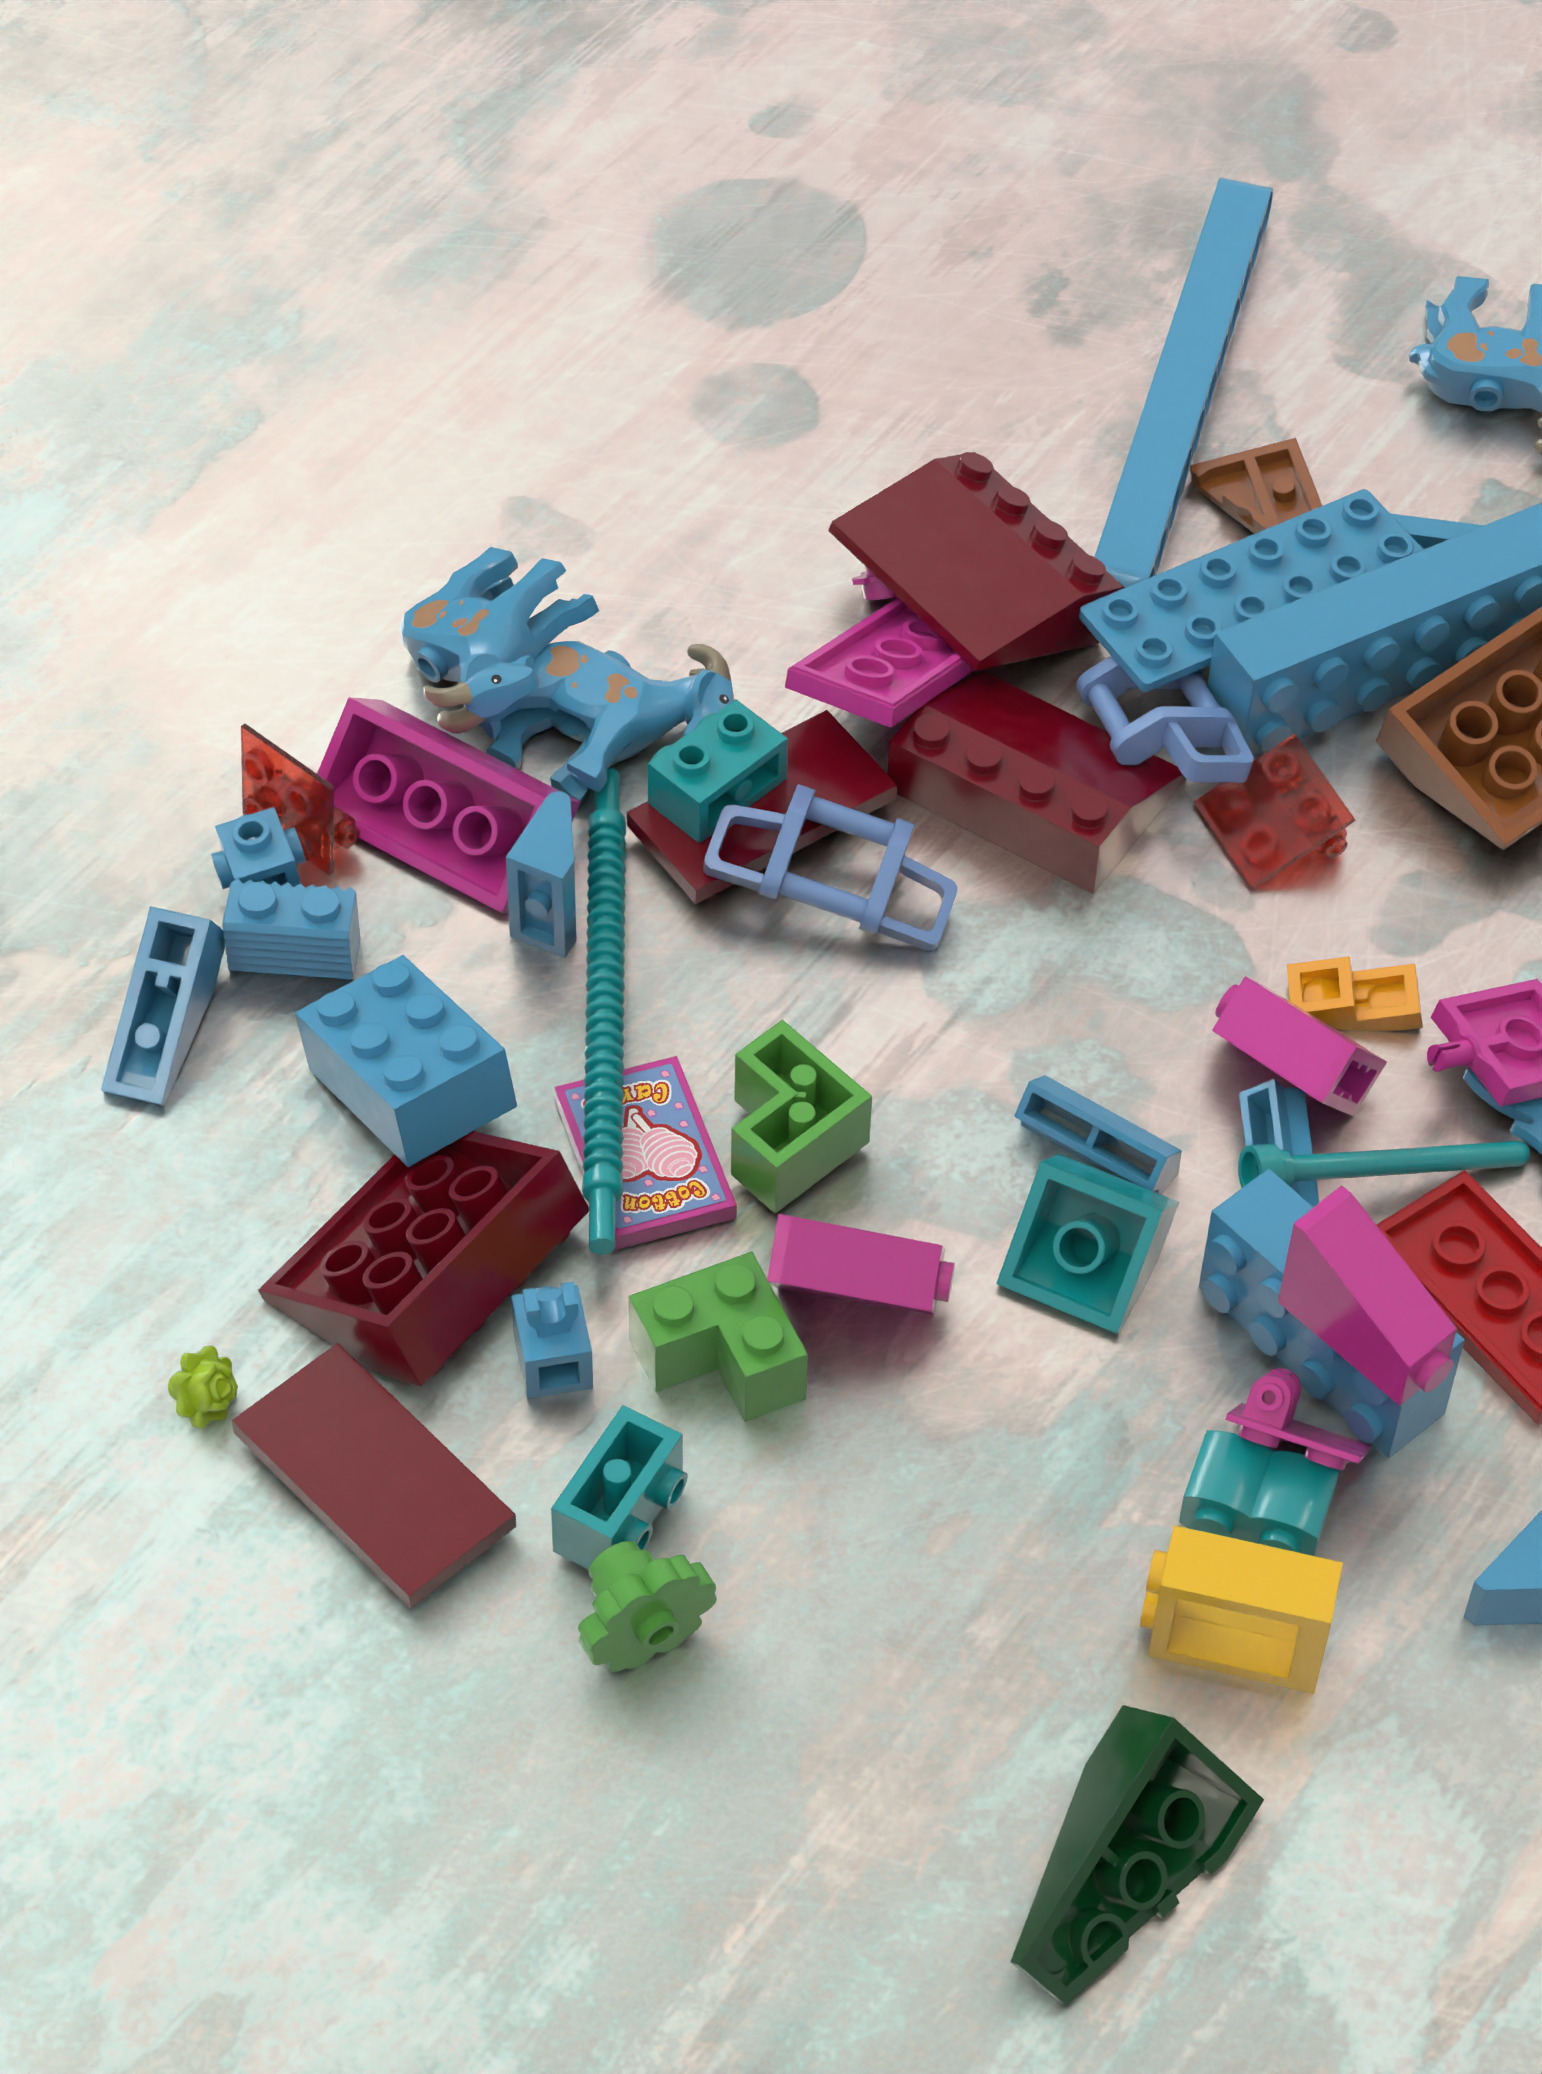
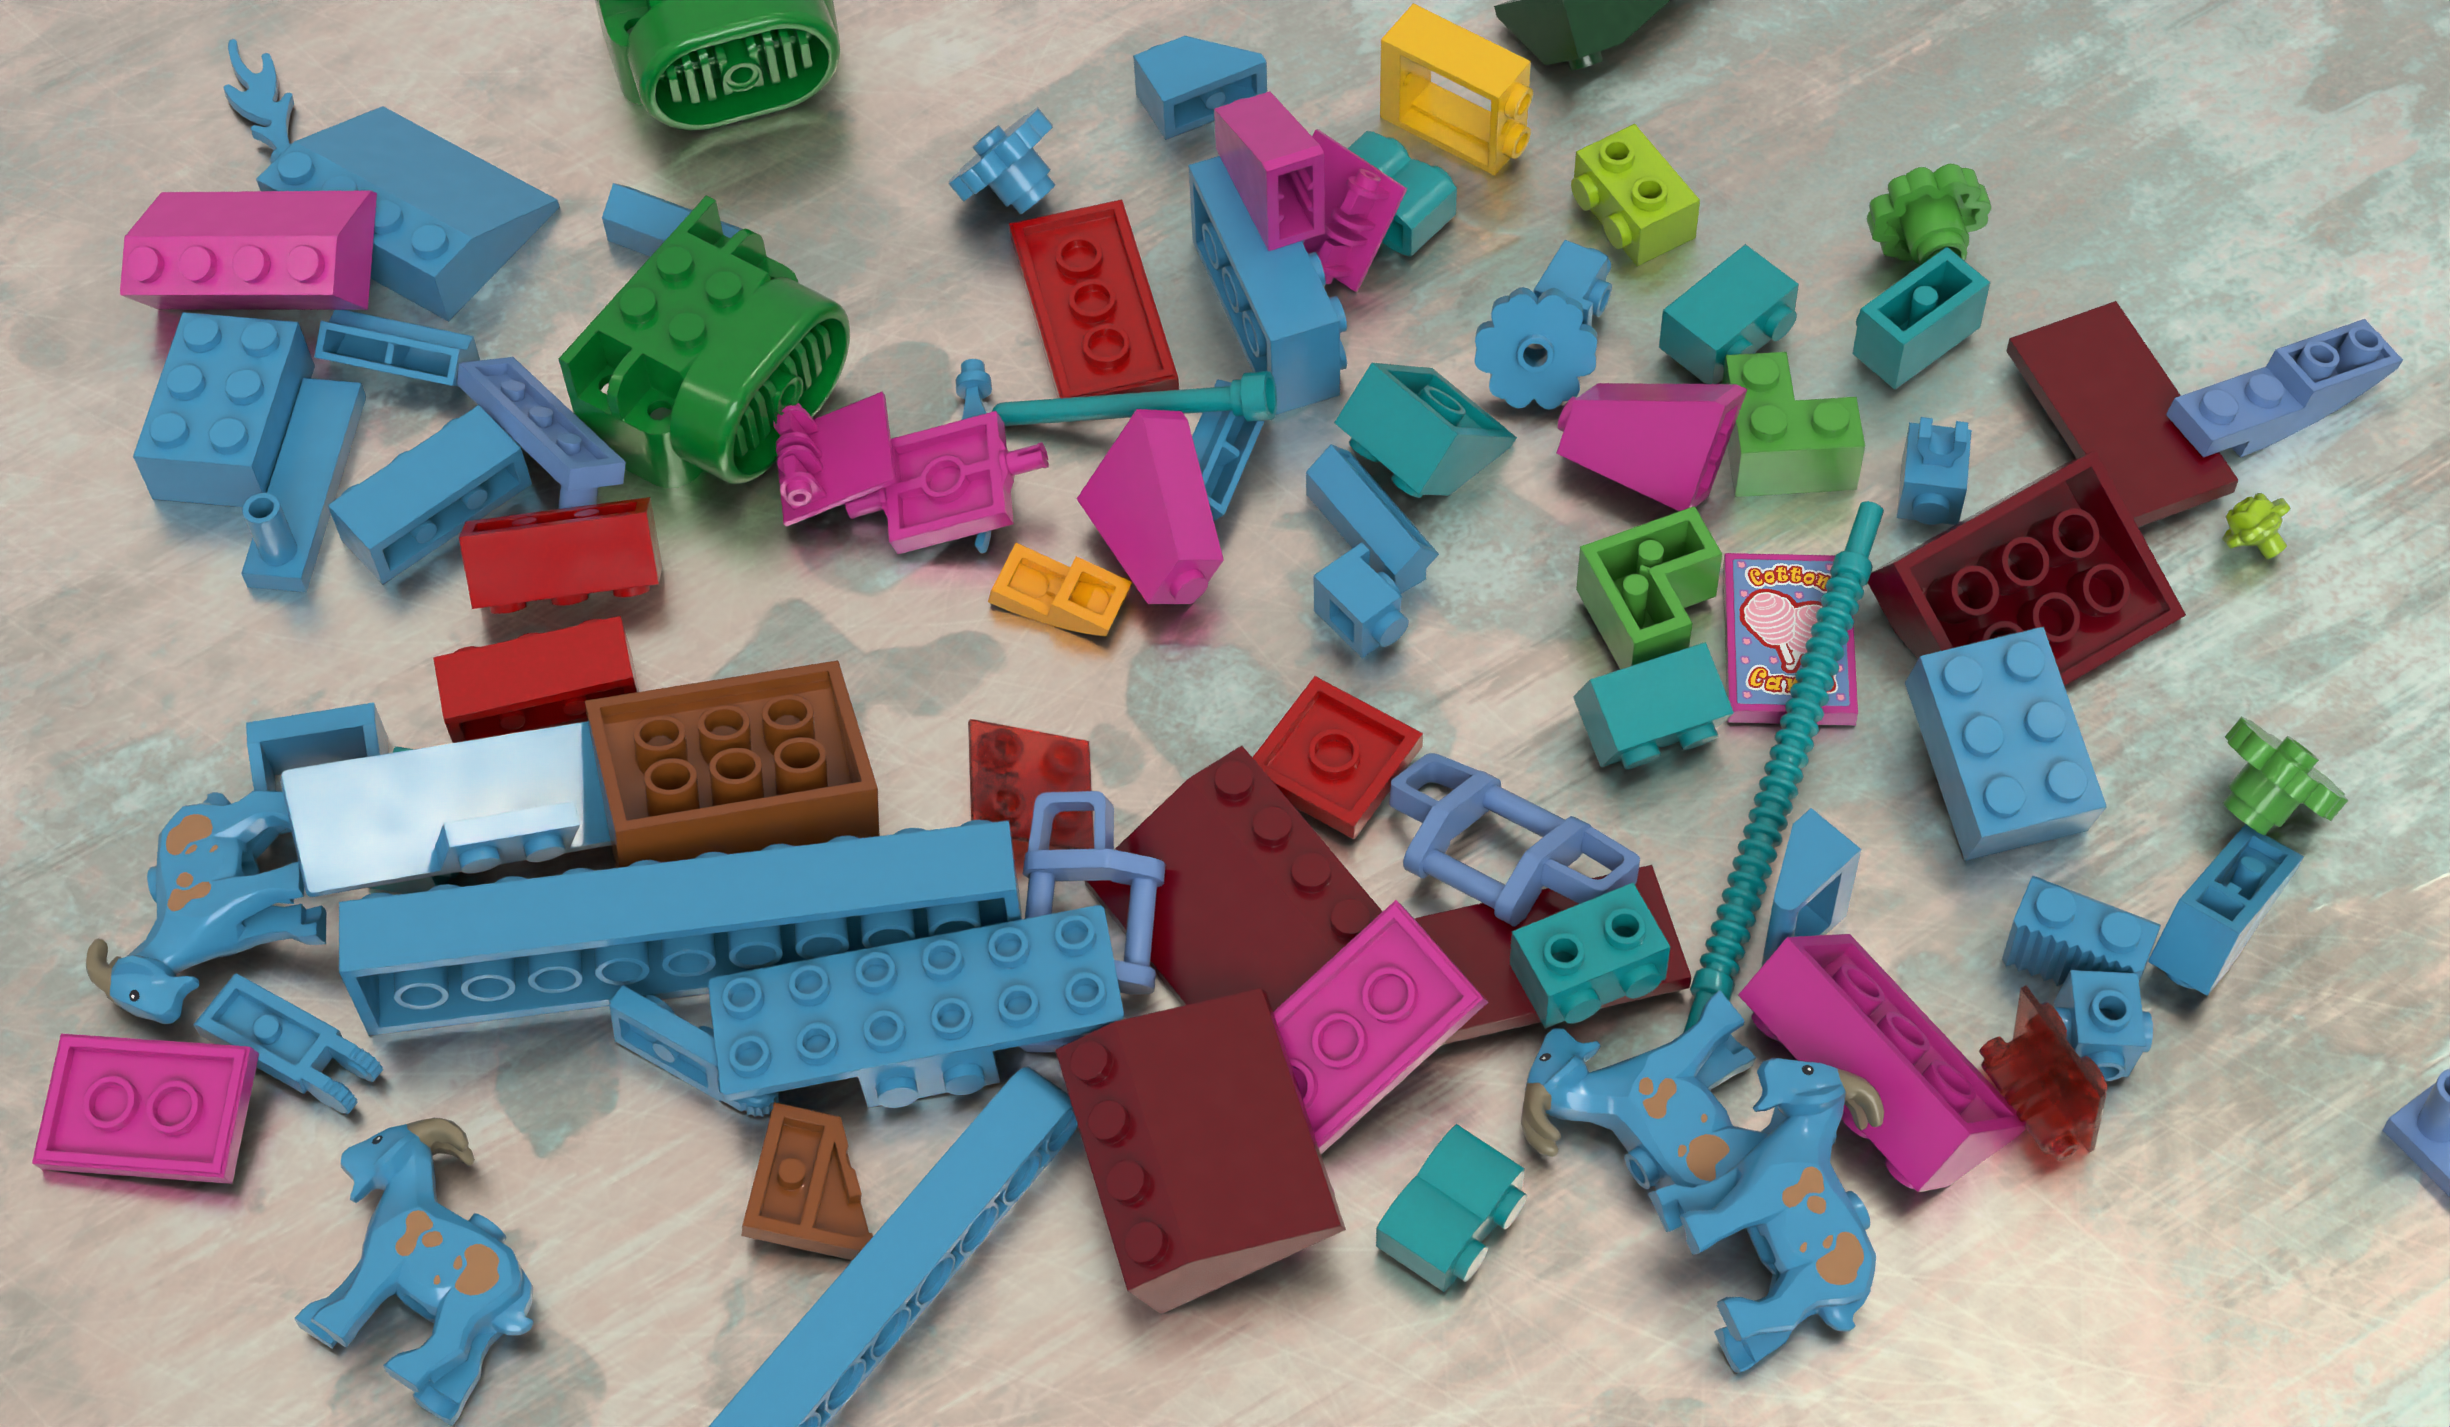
camera: 155 degrees left, 5 degrees up
(131, 1111) = (2276, 779): none -> bright green plant
(205, 1547) = (2288, 394): none -> medium blue slope
(742, 1006) = (1654, 706): none -> teal brick
(755, 603) = (1451, 1208): none -> teal brick
(824, 1441) = (1729, 313): none -> teal brick
(988, 1577) = (1635, 195): none -> lime brick
(1004, 1434) = (1580, 276): none -> dark azure brick
(1014, 1342) = (1529, 373): none -> dark azure plant
(1021, 914) = (1337, 756): none -> red plate
(1066, 1045) = (1359, 602): none -> dark azure brick

